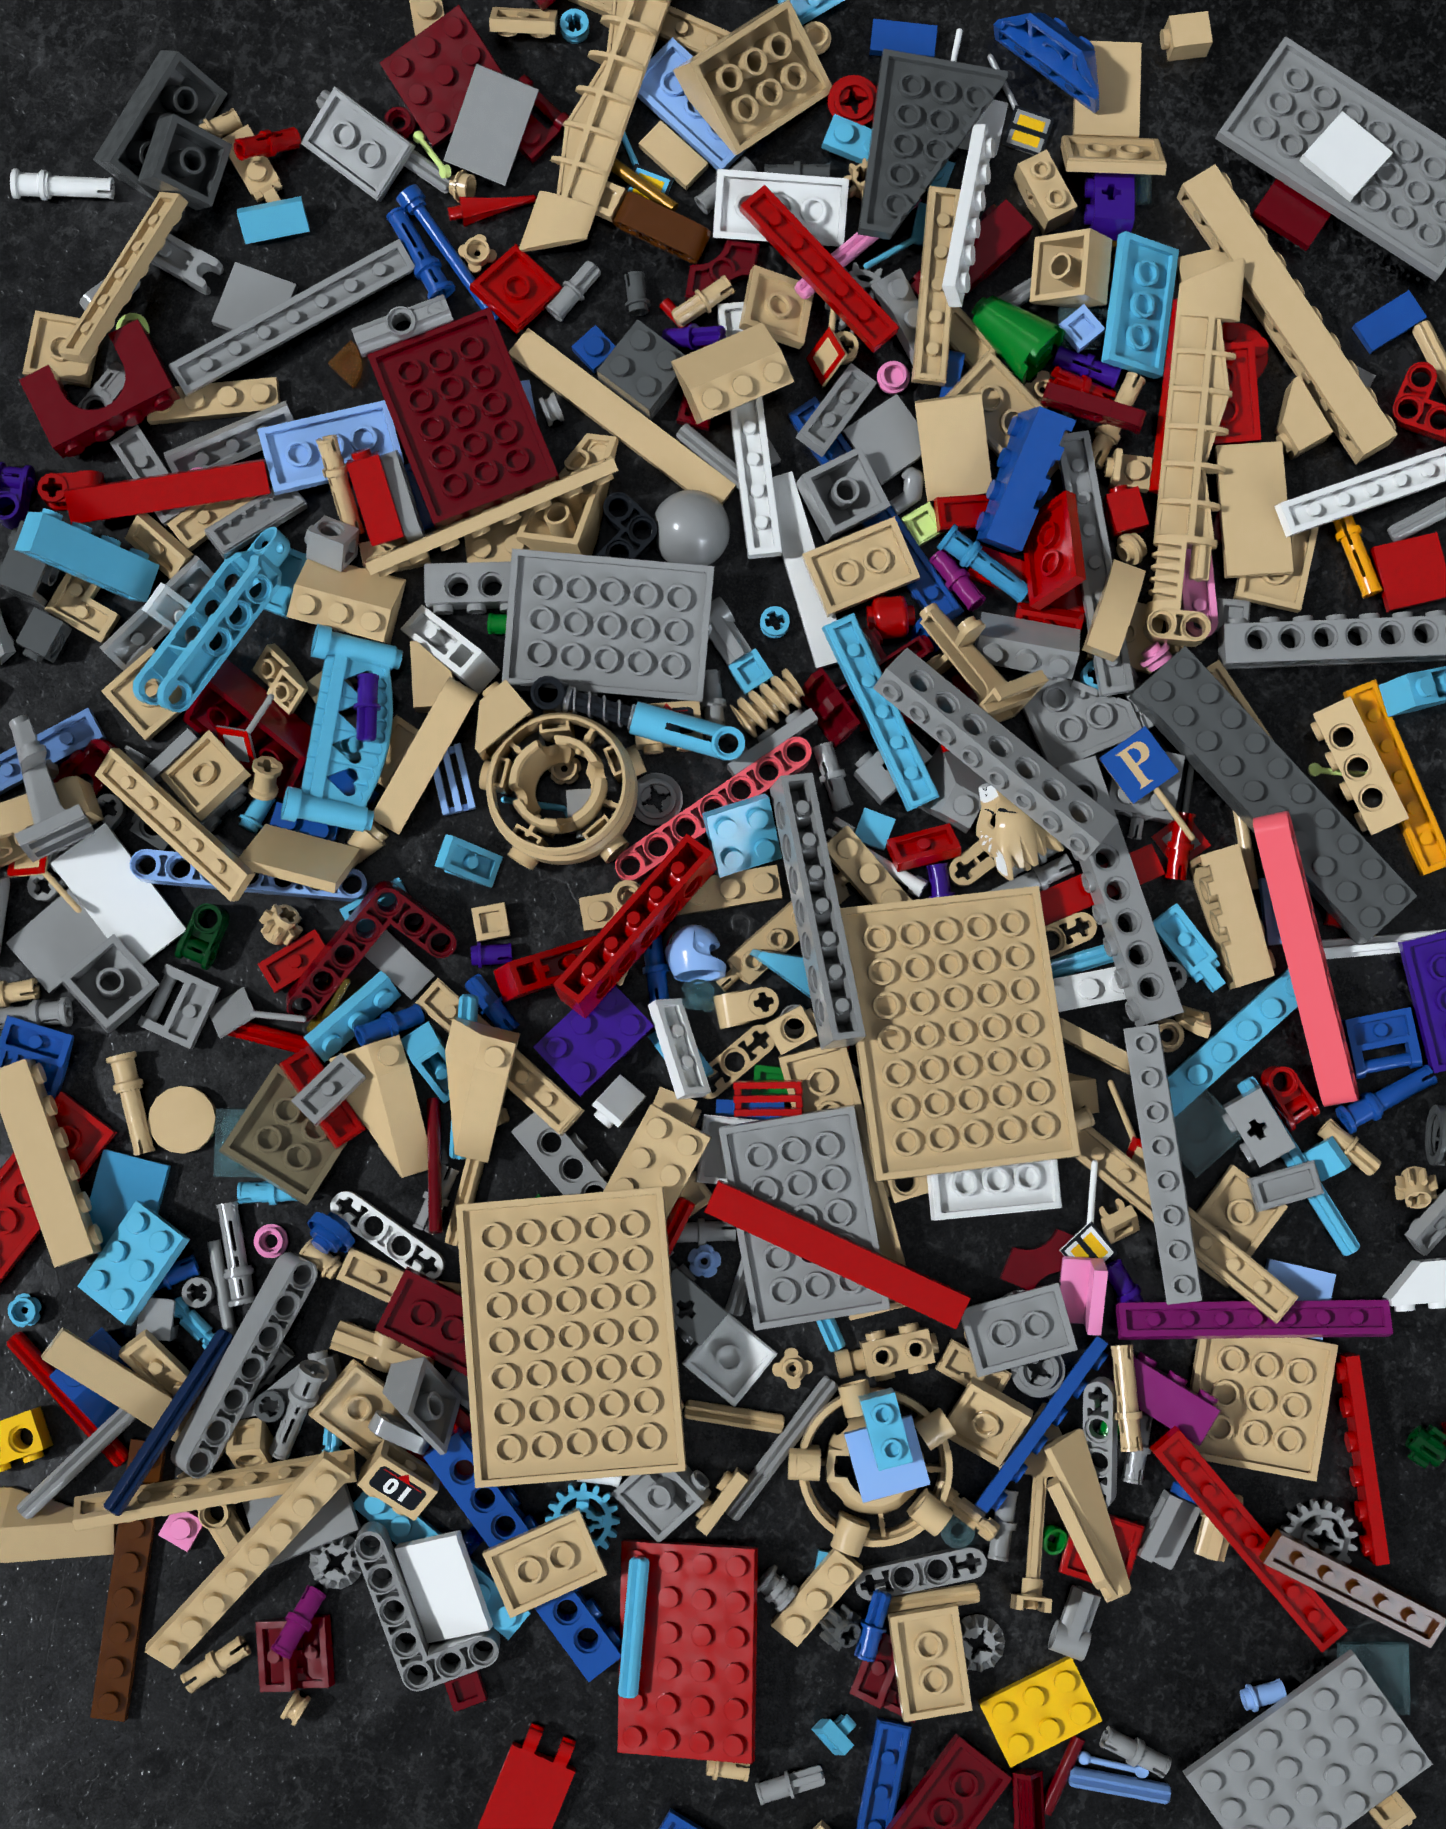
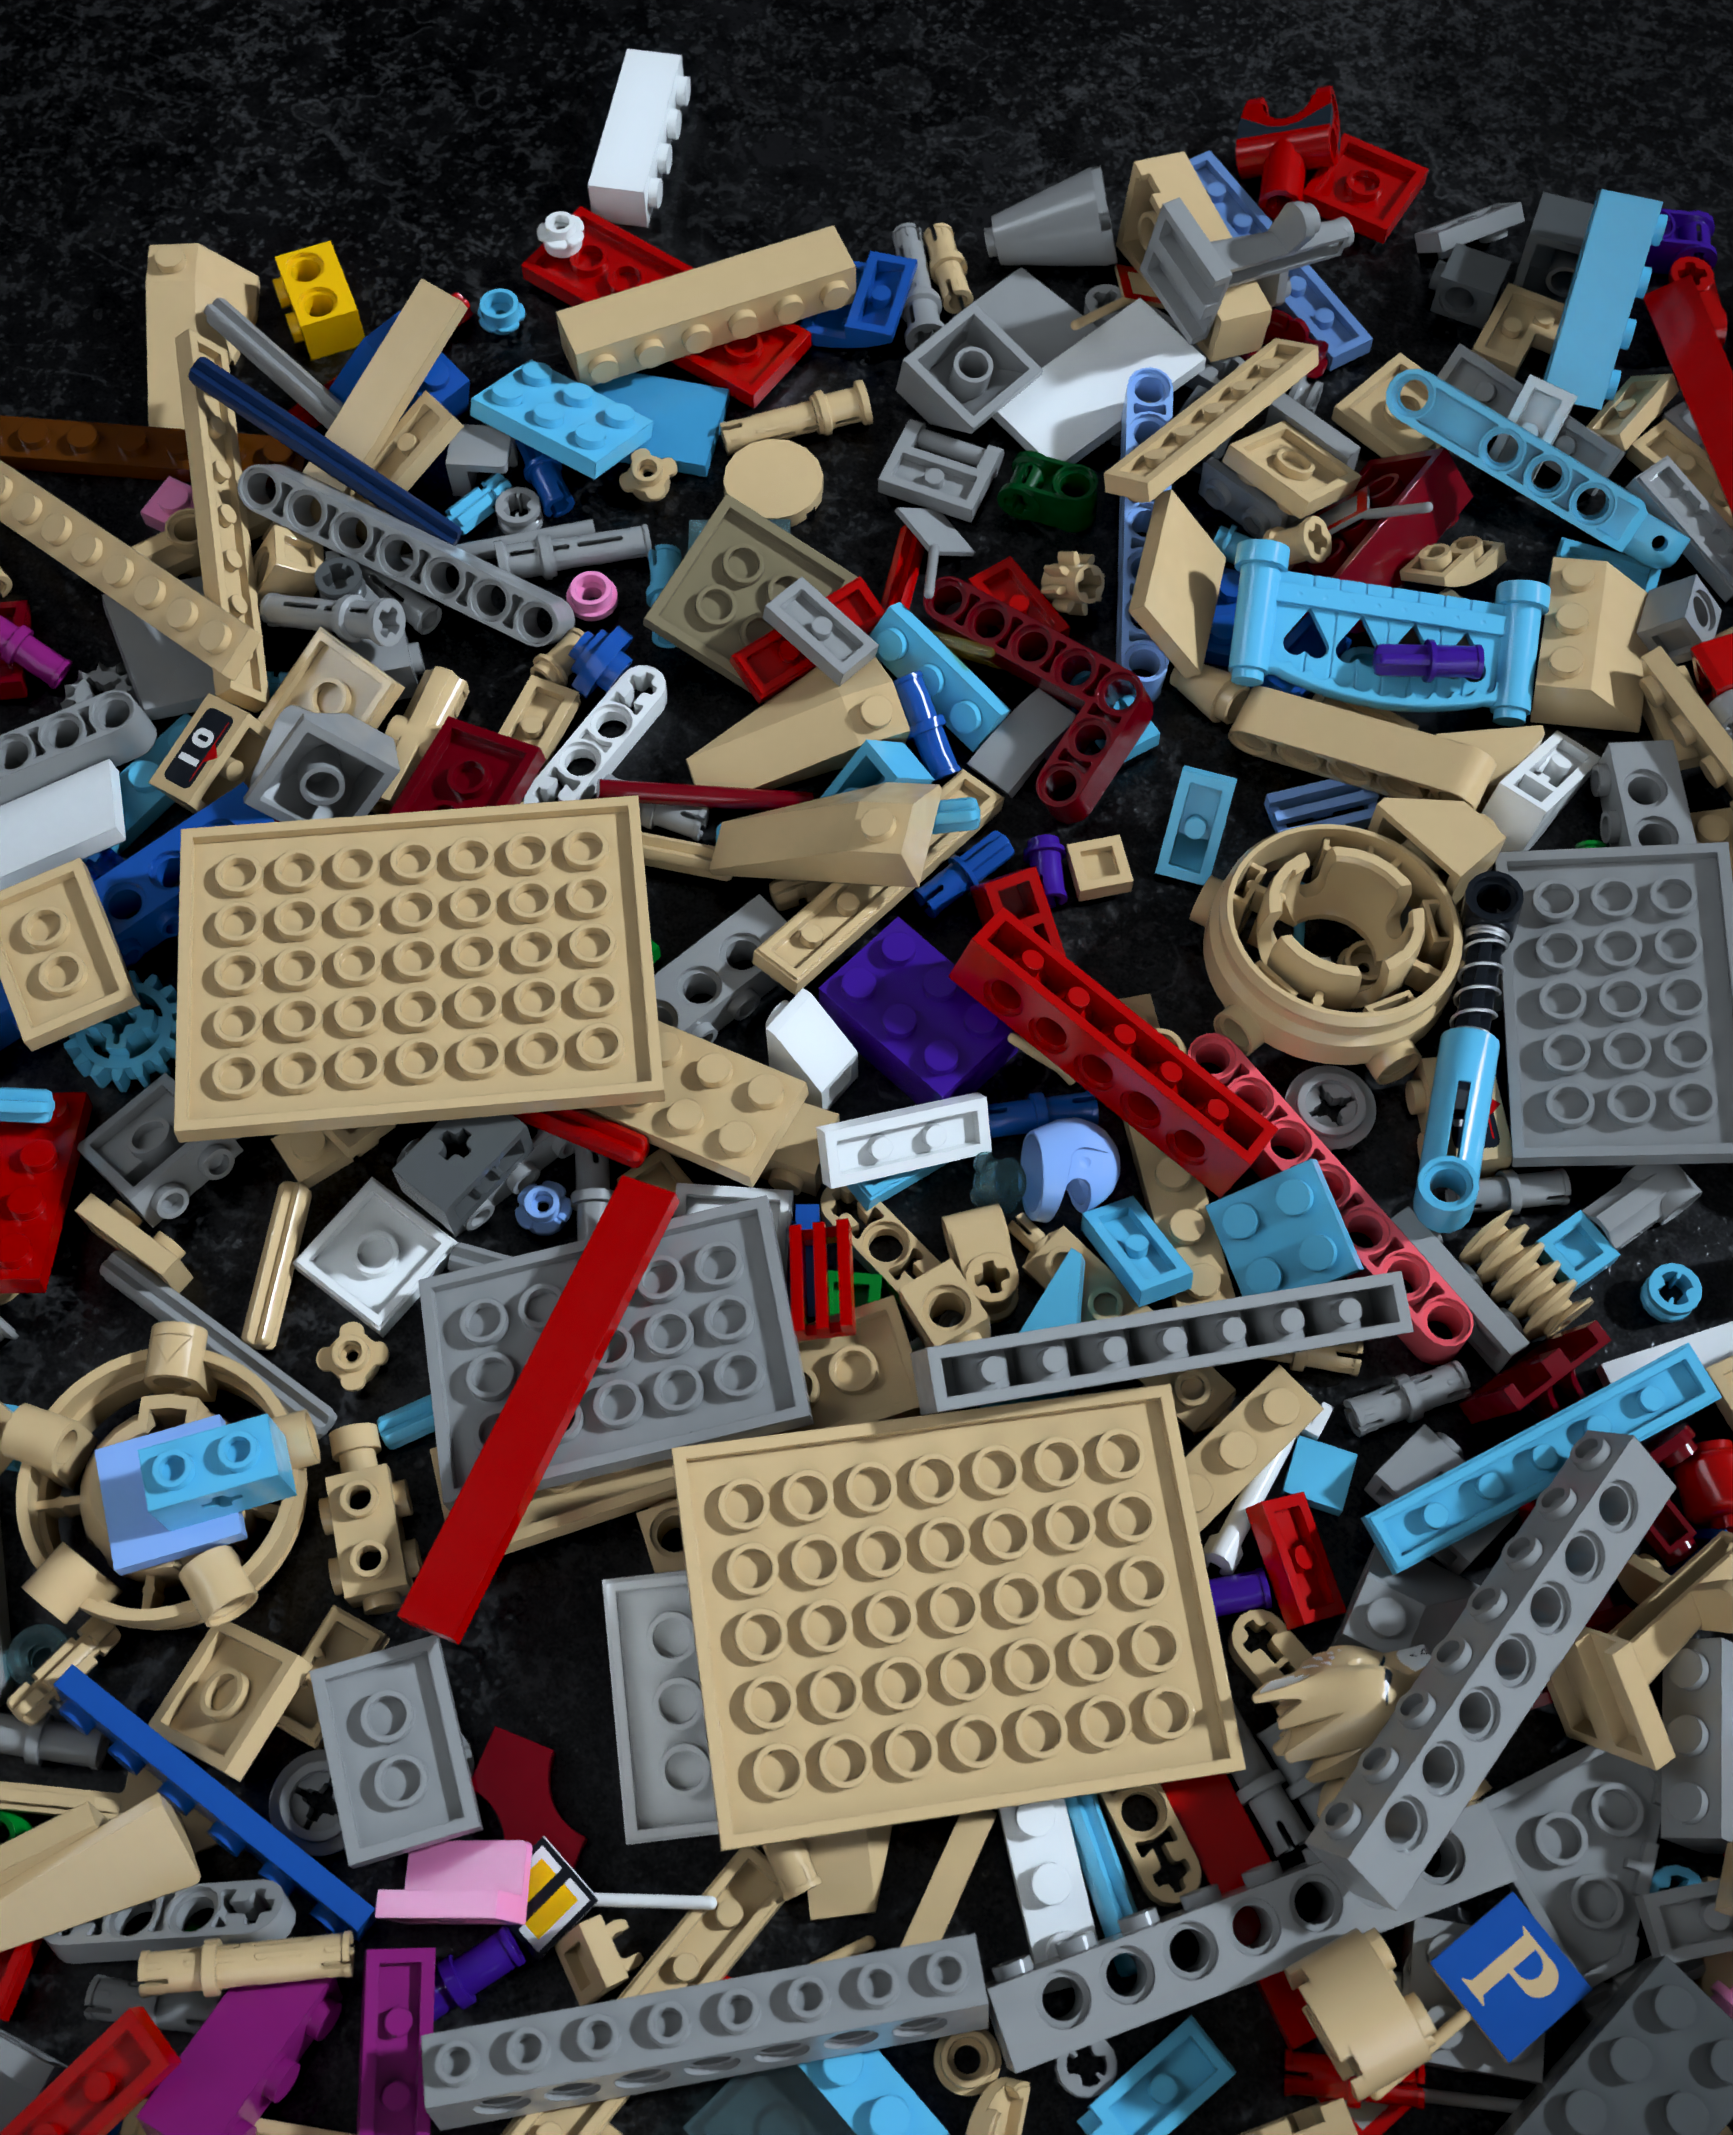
camera: 90 degrees right, 20 degrees down
(183, 1201) = (648, 488): none -> tan plate
(745, 919) = (1136, 1251): none -> medium azure plate
(1159, 842) = (1361, 2011): none -> tan brick

